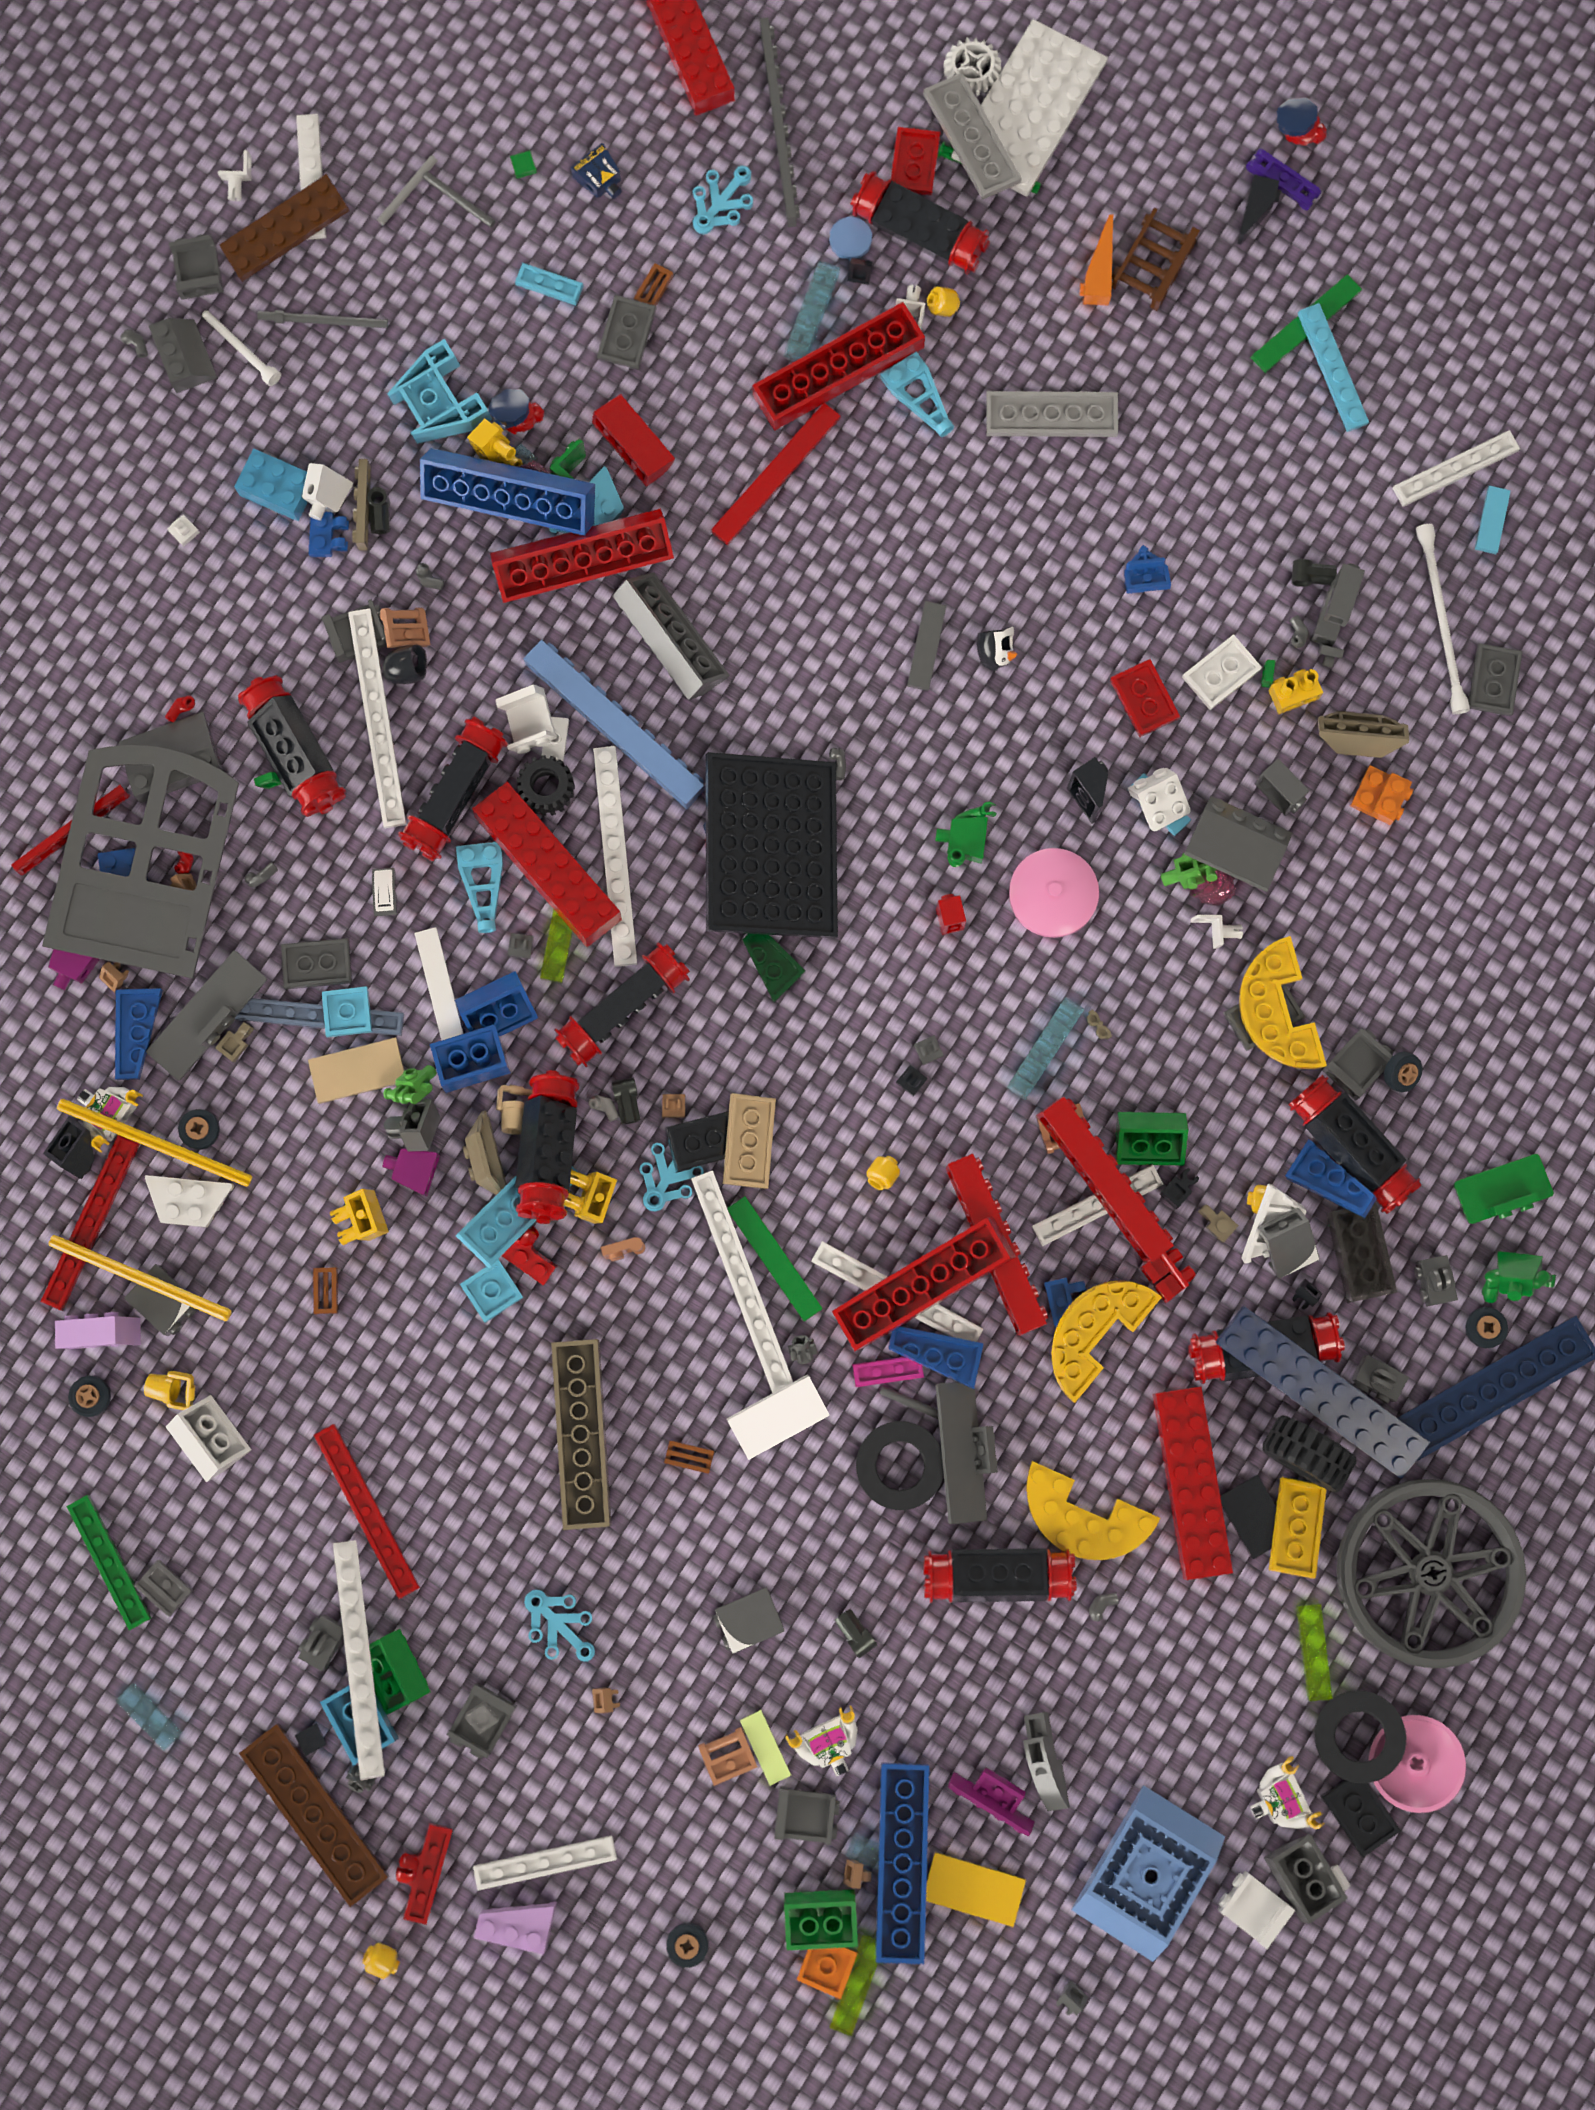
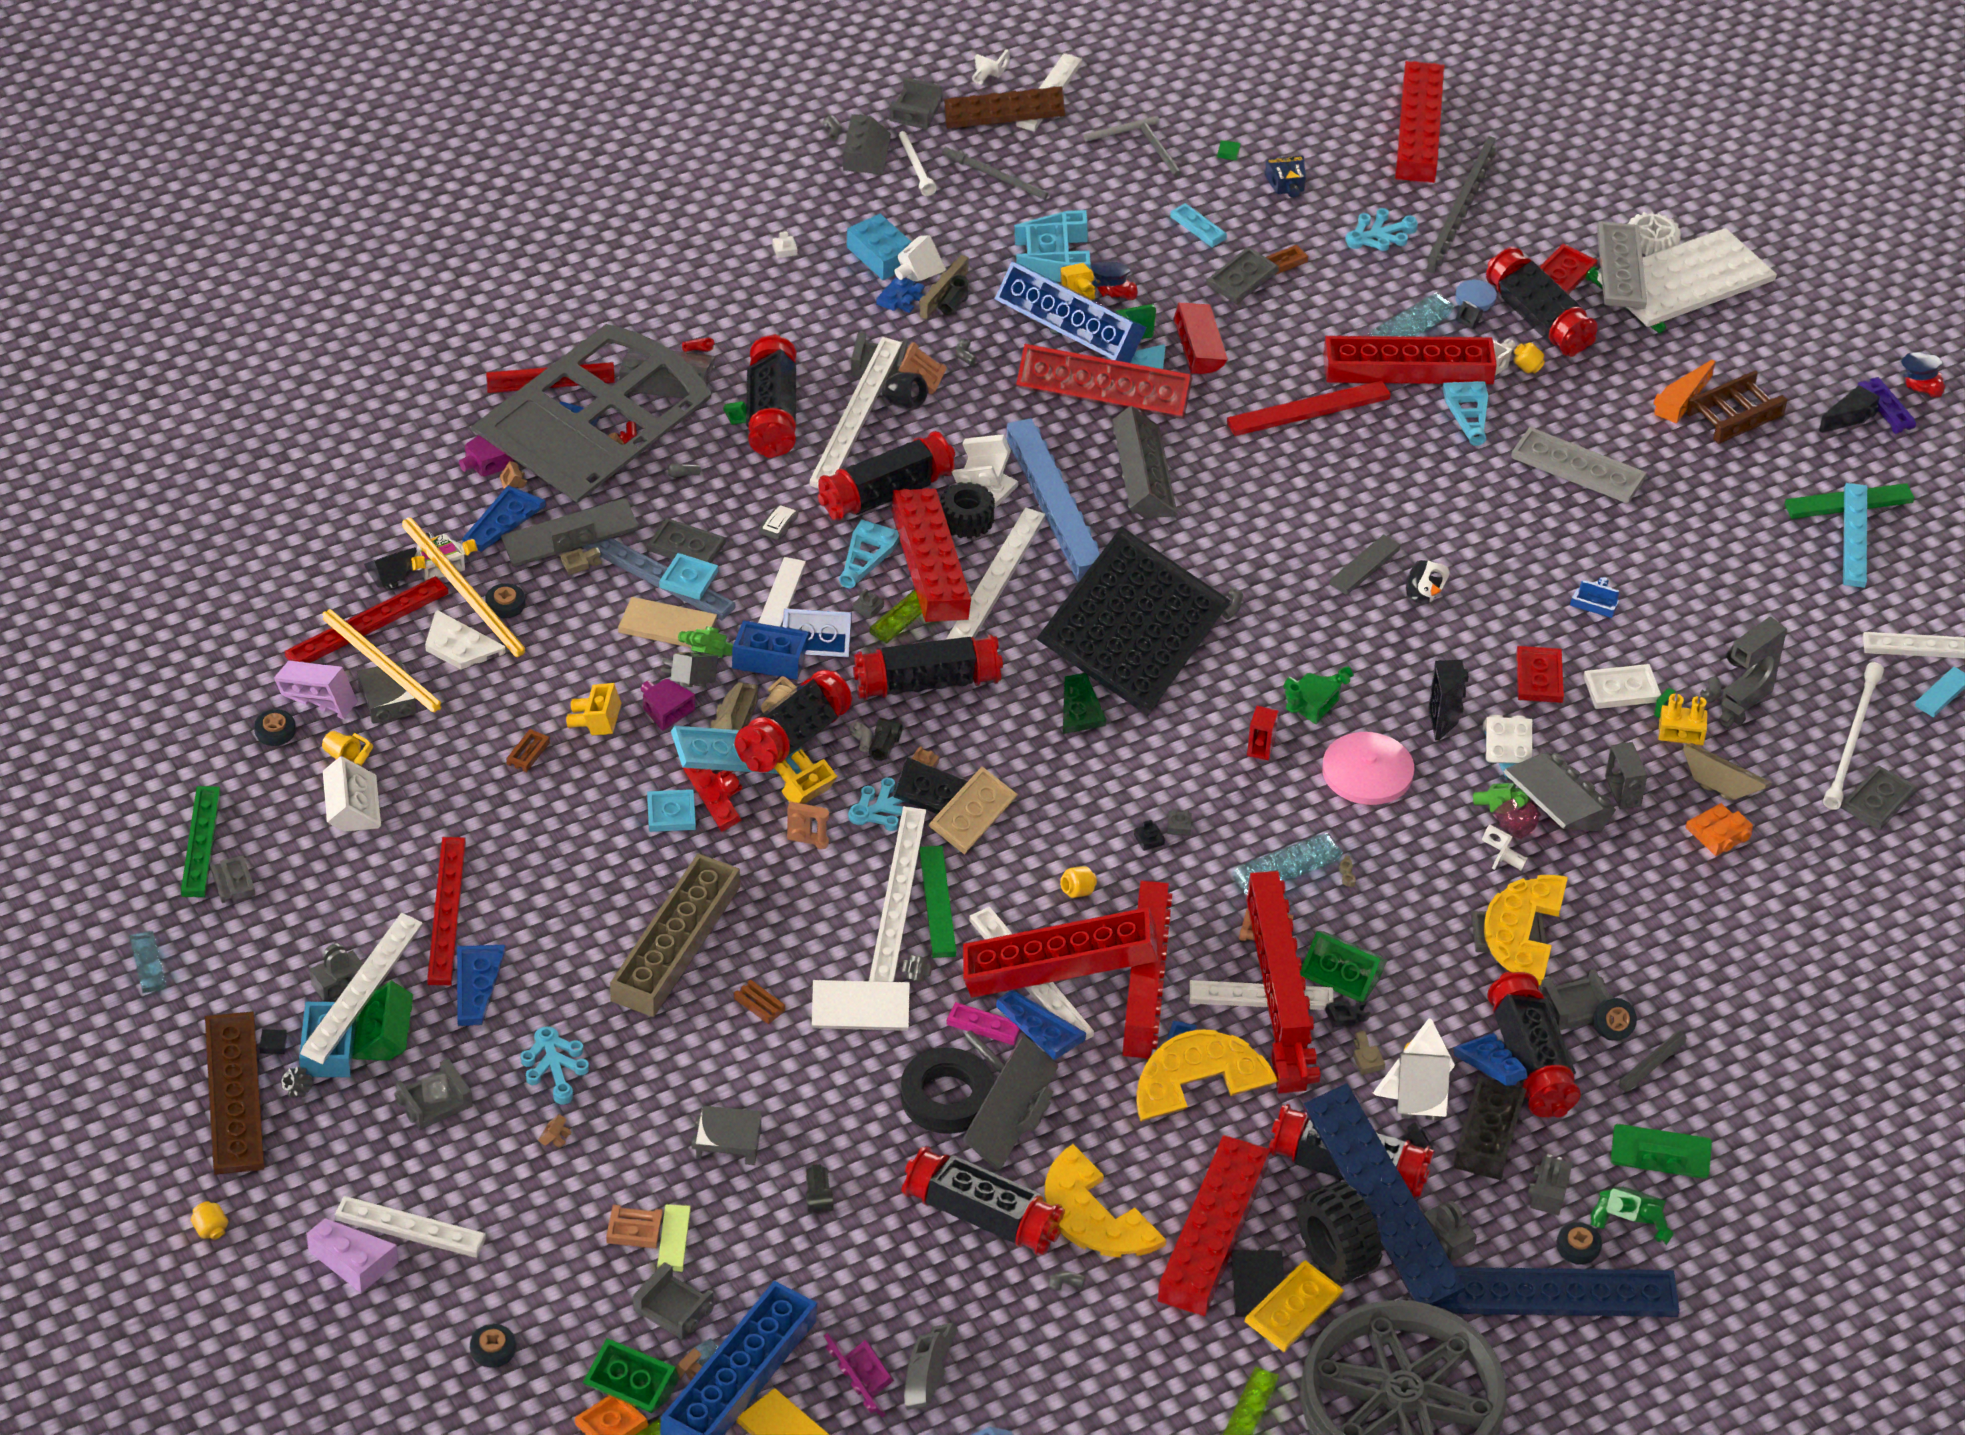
camera: 25 degrees right, 35 degrees down
(423, 1872) = (297, 1177): red plate -> none
(439, 1574) = (476, 979): none -> blue wing
(828, 1742) = (735, 1255): torso -> none
(1450, 1093) = (1652, 1061): none -> dark grey axle

